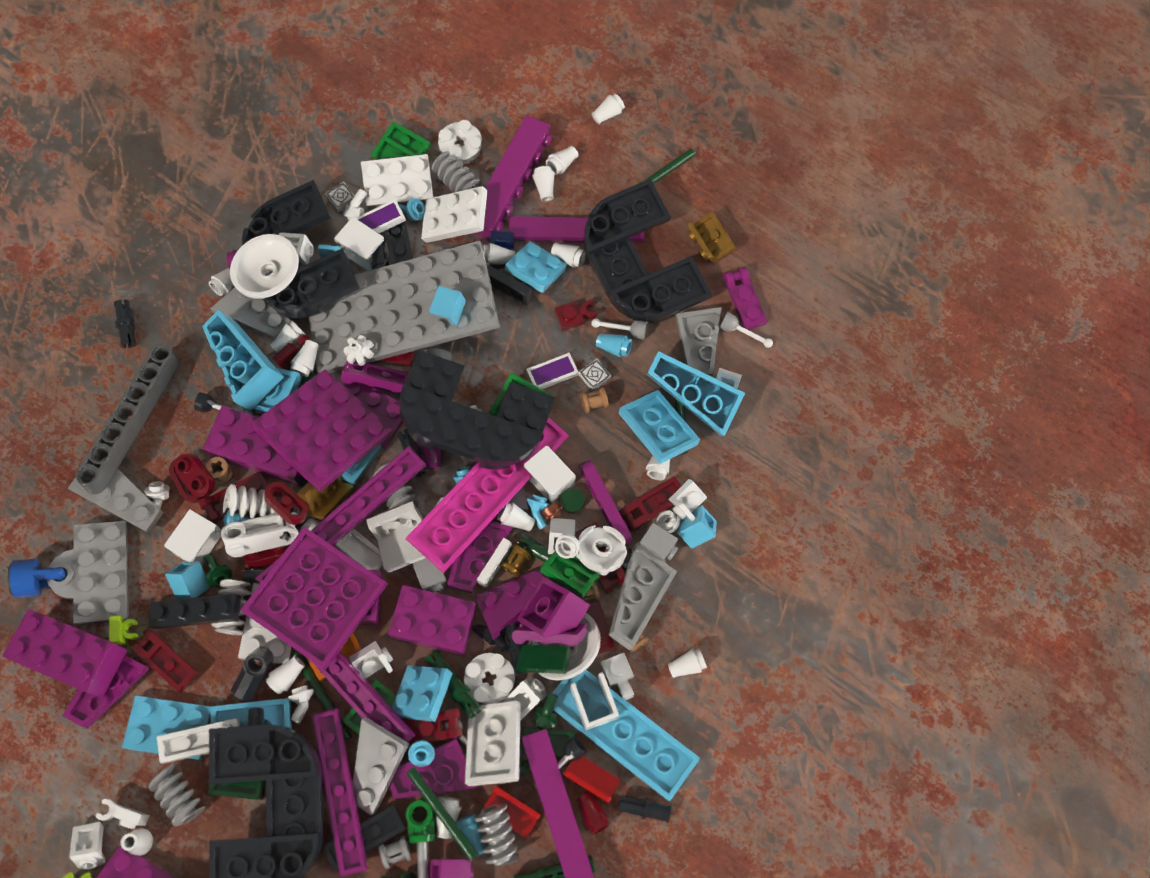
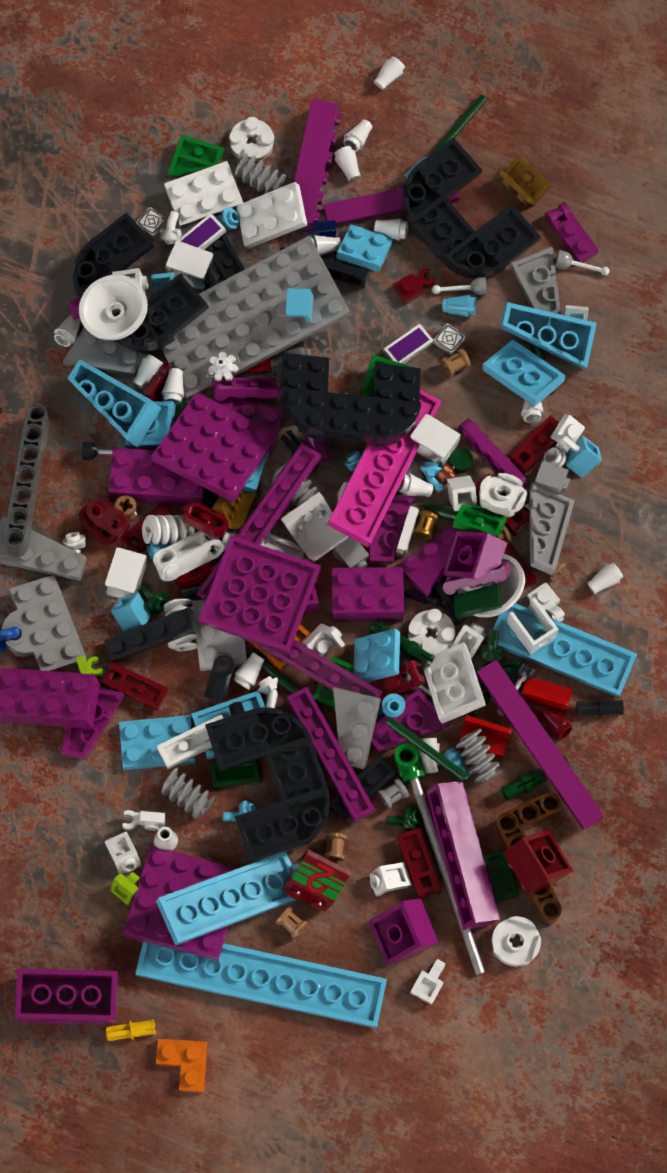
camera: 15 degrees left, 0 degrees up
(231, 831) = (244, 807): none -> medium azure plate
(562, 546) = (469, 502): white plate -> none

